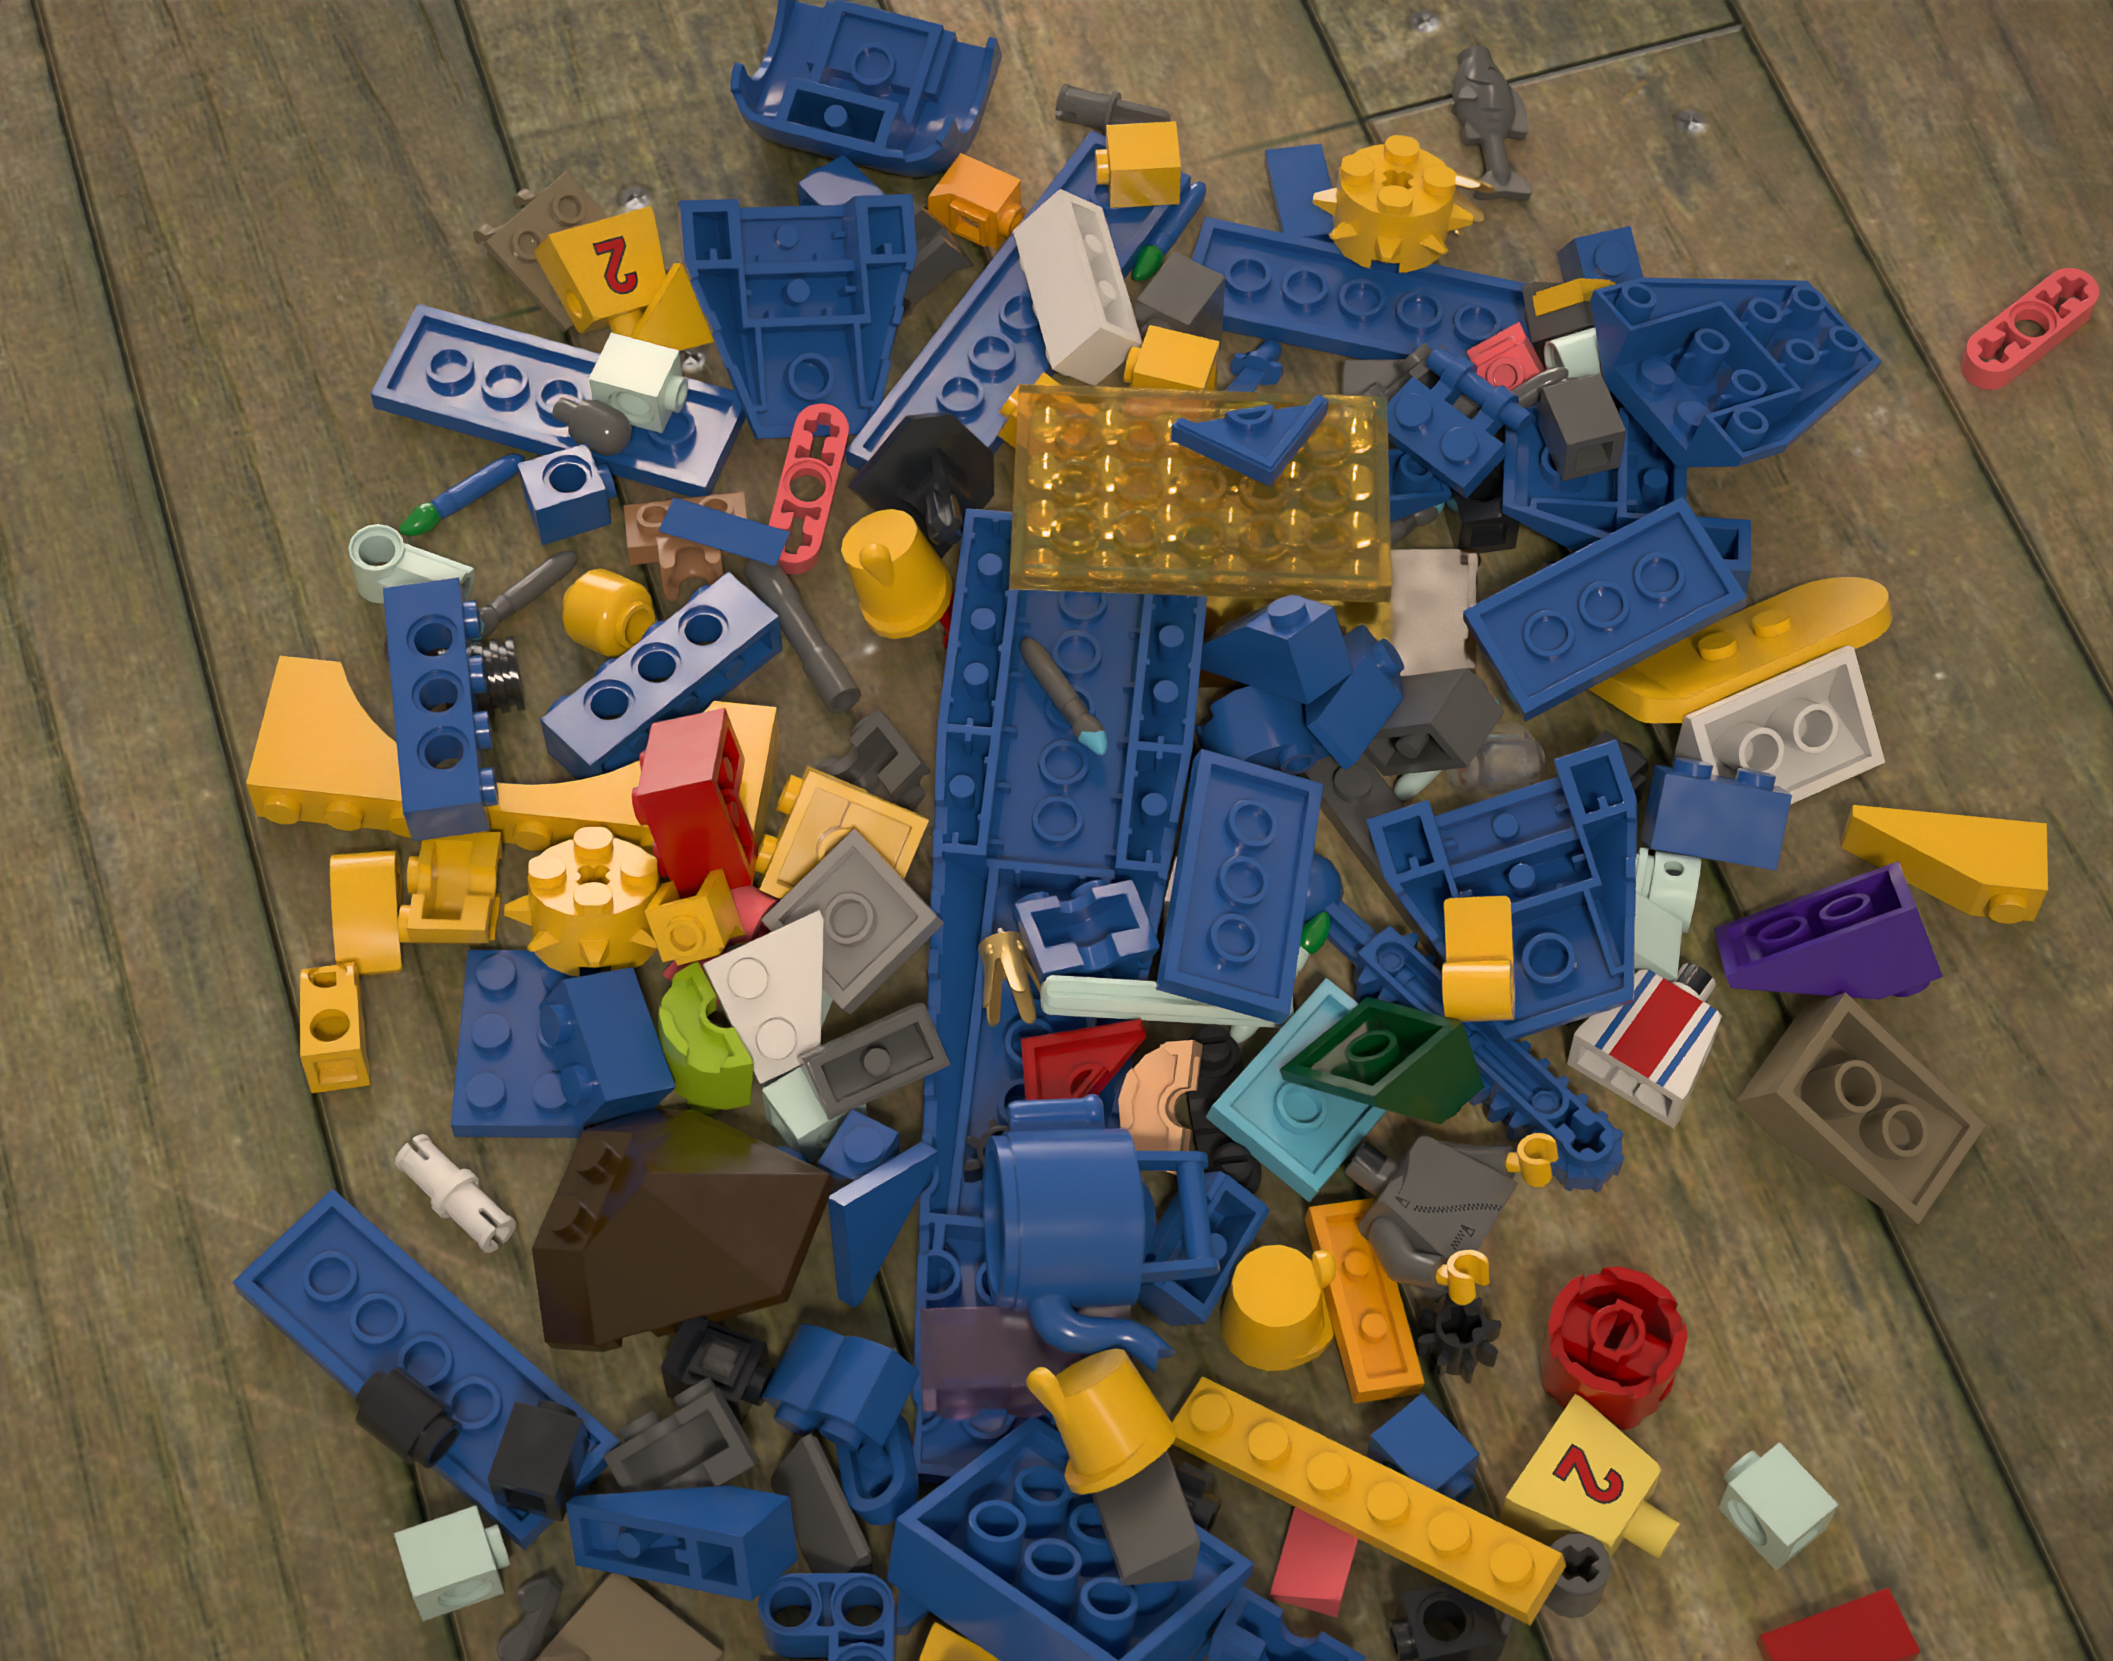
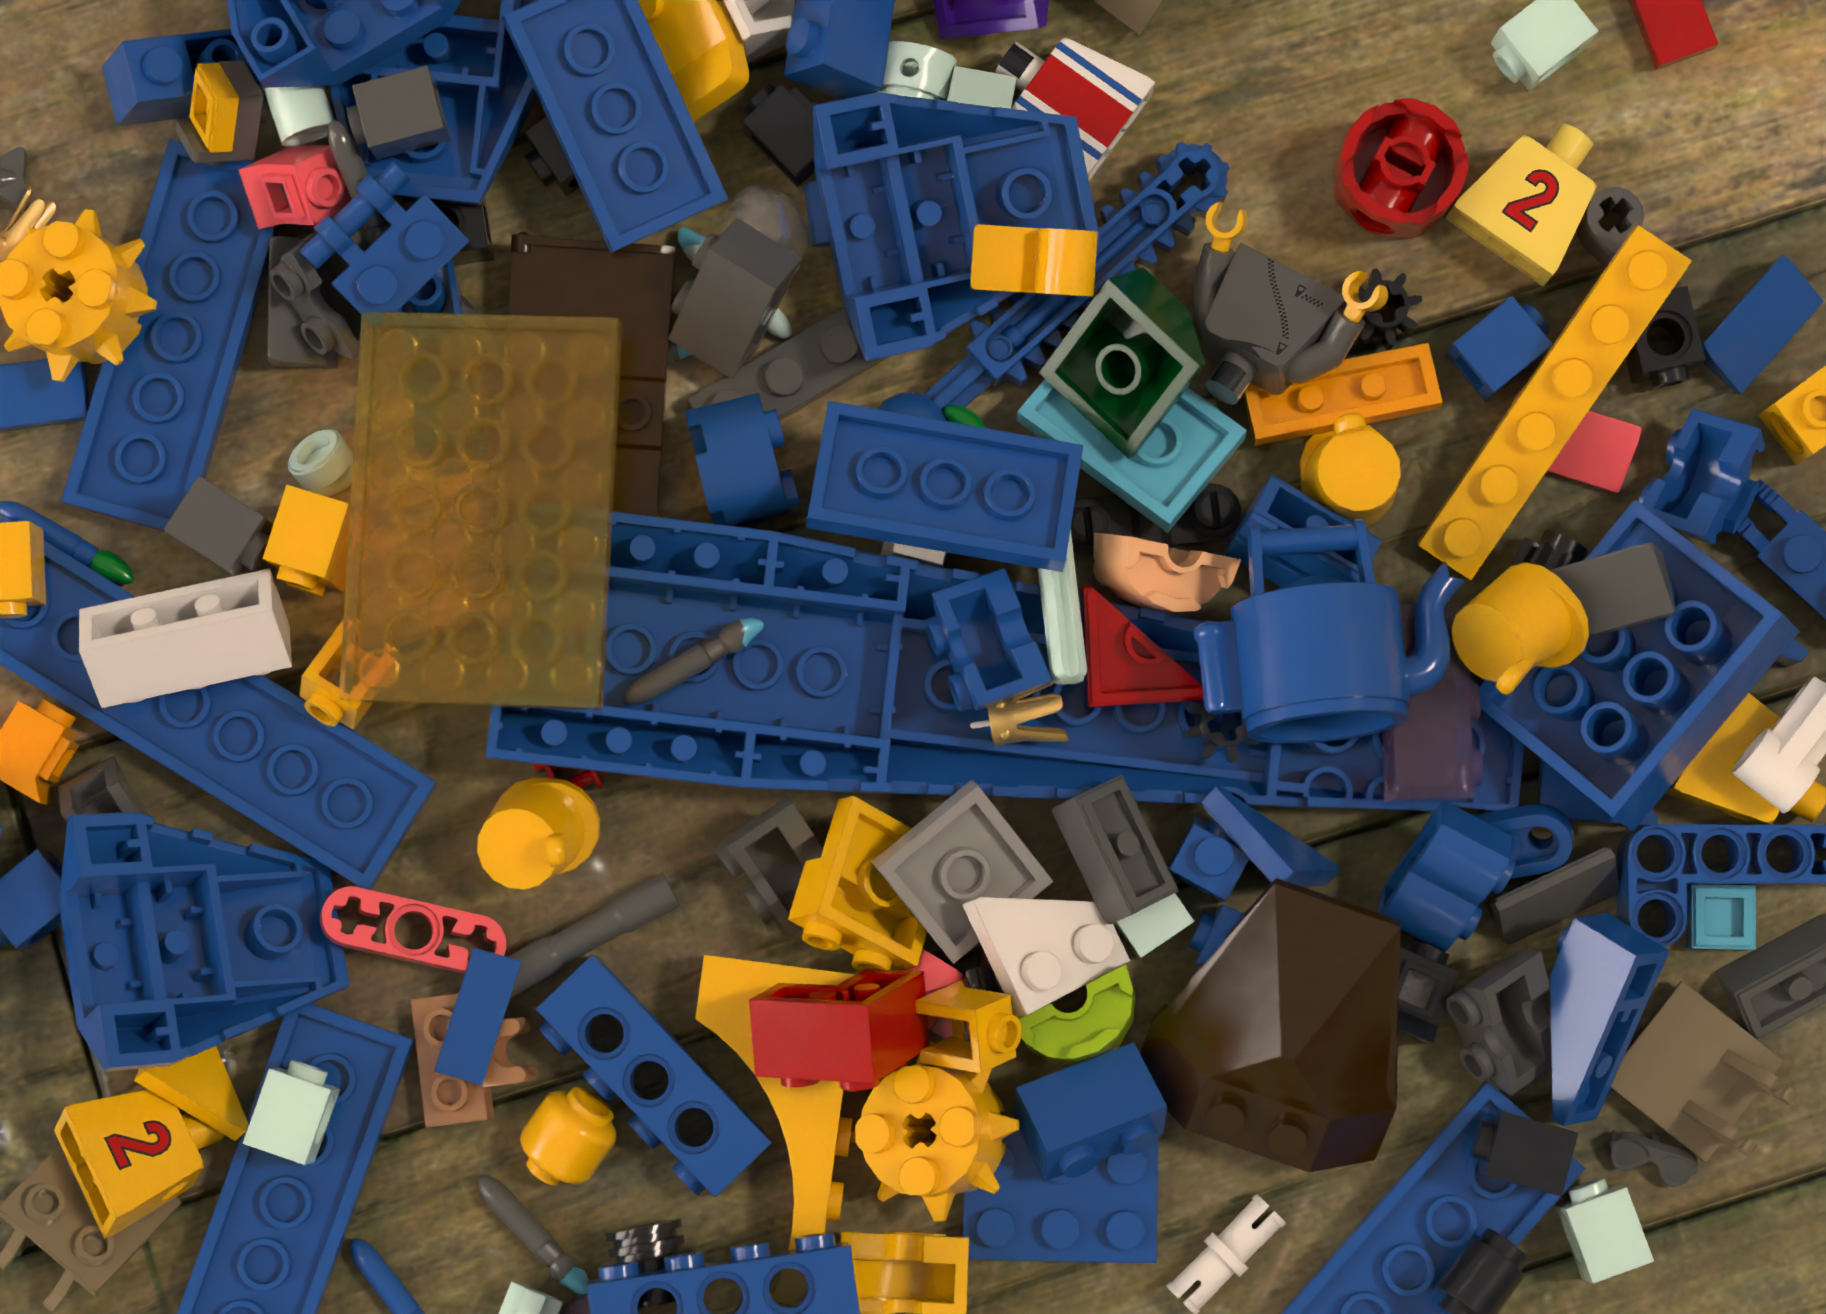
camera: 90 degrees left, 25 degrees up
(563, 513) = (407, 1217): blue brick -> none
(595, 424) = (342, 1159): dark grey cylinder -> none
(932, 473) = (437, 797): black piece -> none
(1255, 438) = (426, 450): blue tile -> none
(1257, 367) = (271, 453): blue piece -> none
(1282, 649) = (673, 439): blue slope -> none
(1359, 705) = (706, 371): blue slope -> none

